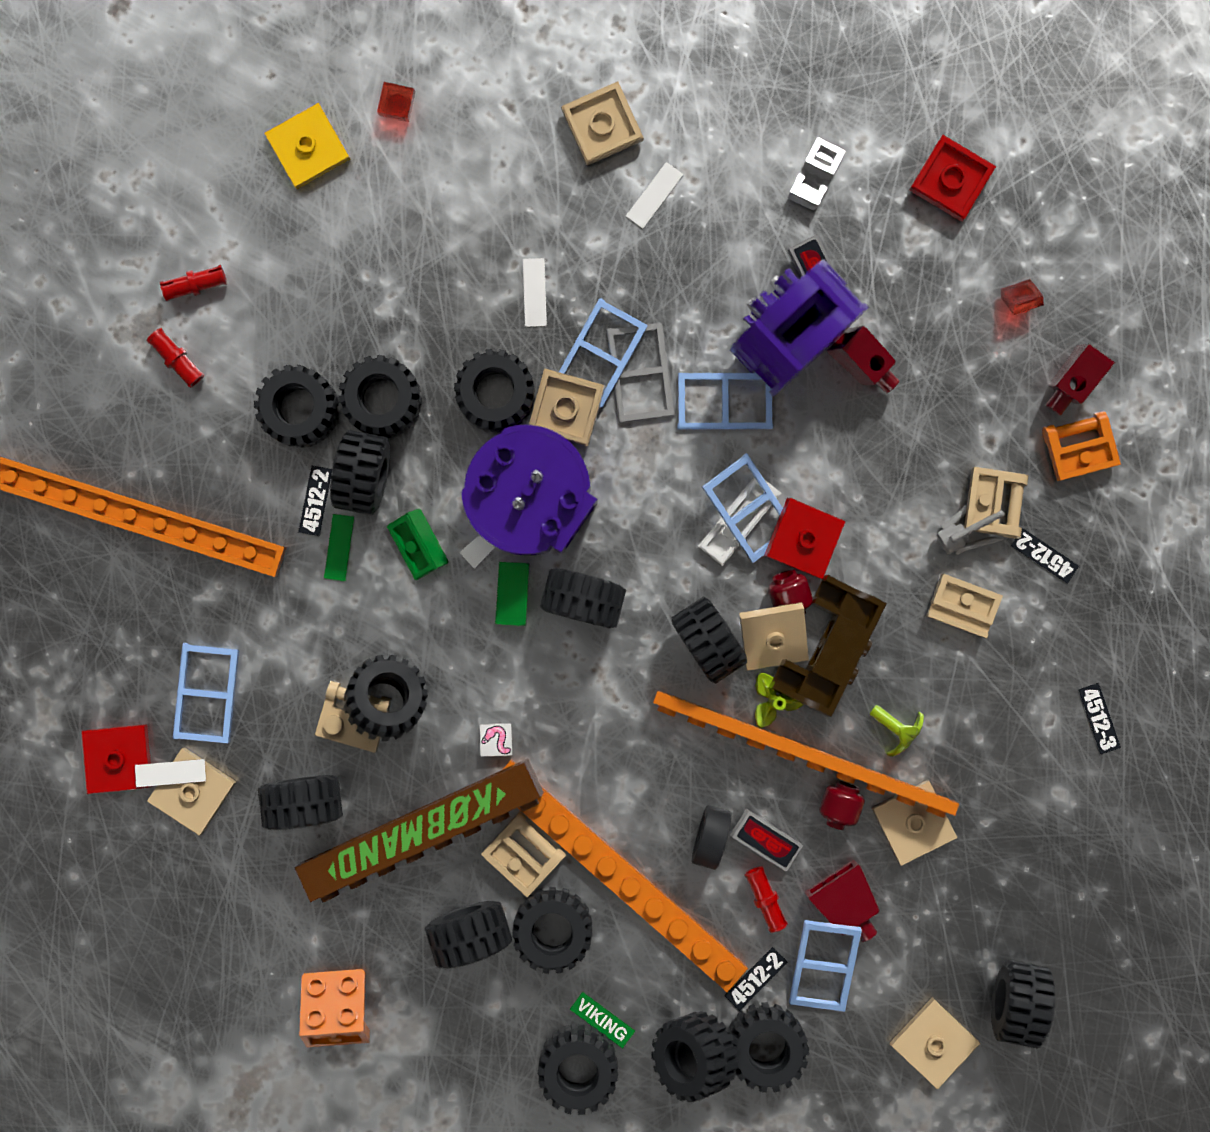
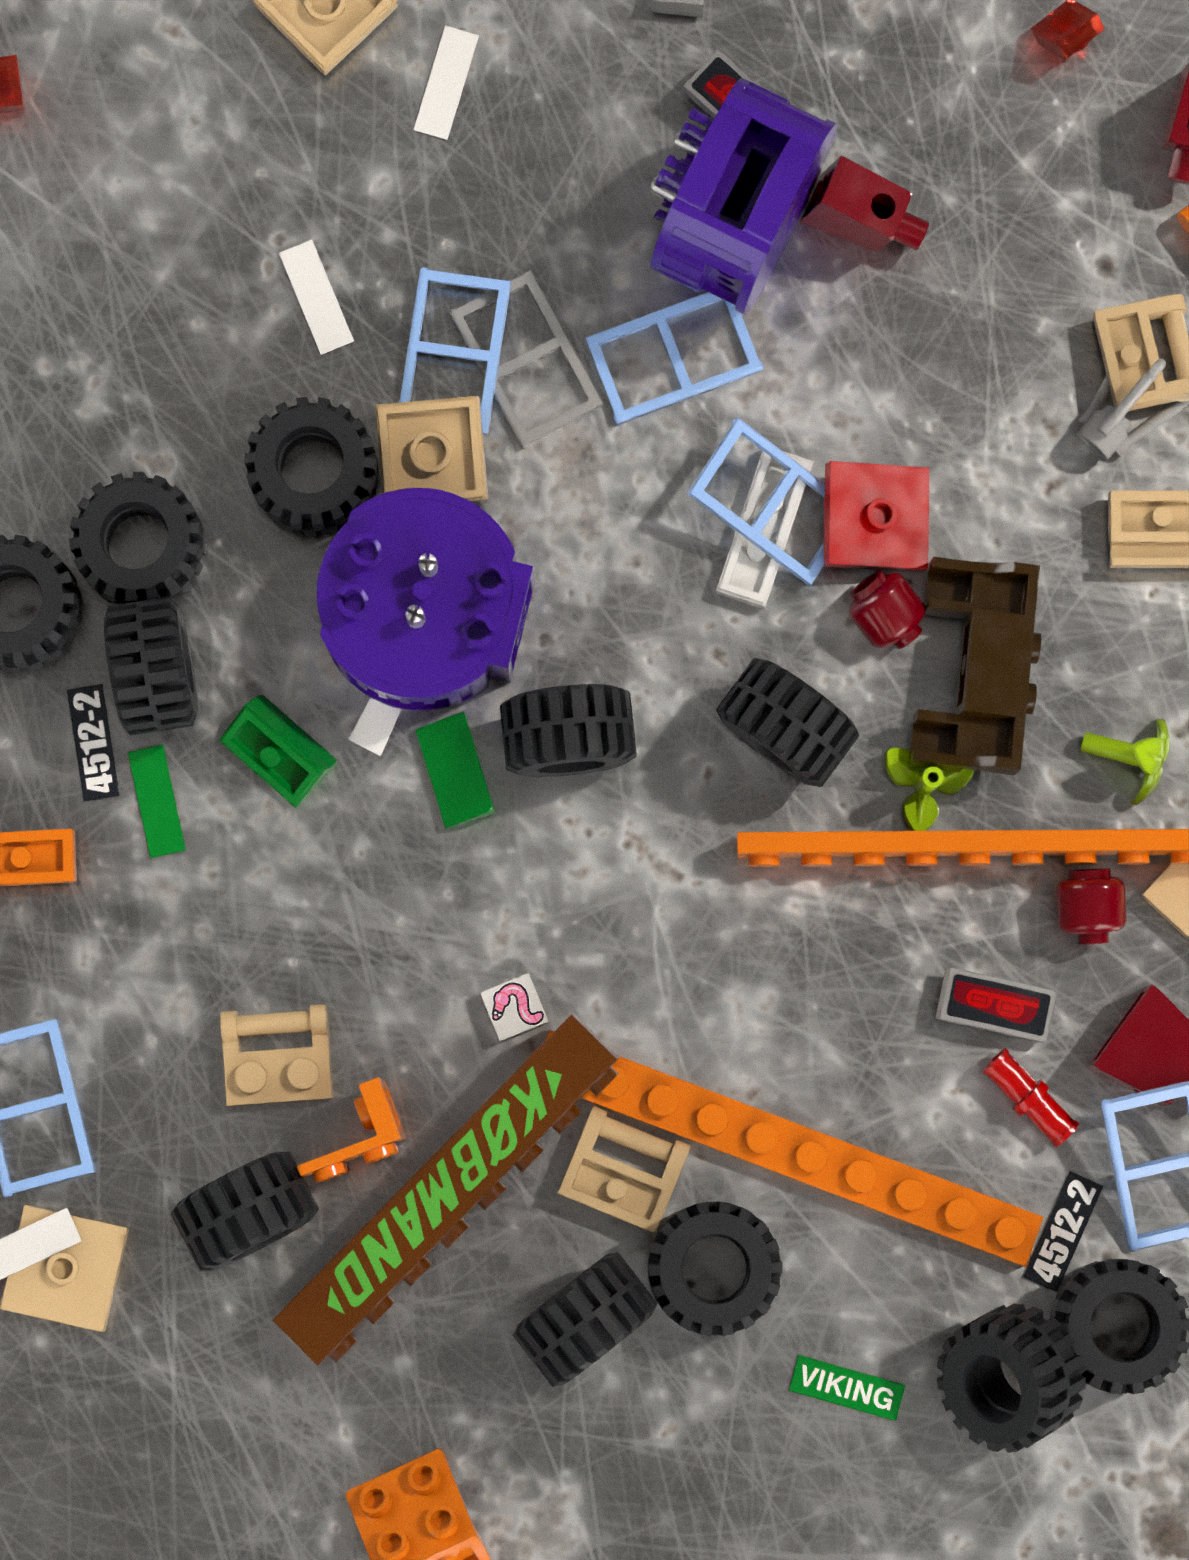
camera: 15 degrees left, 5 degrees down
(394, 773) = (375, 1112): none -> orange bracket
(400, 677) = (326, 963): black tyre -> none
(578, 1095) = (877, 1499): black tyre -> none
(711, 837) = (907, 1028): black tyre -> none
(774, 636) = (886, 681): tan plate -> none

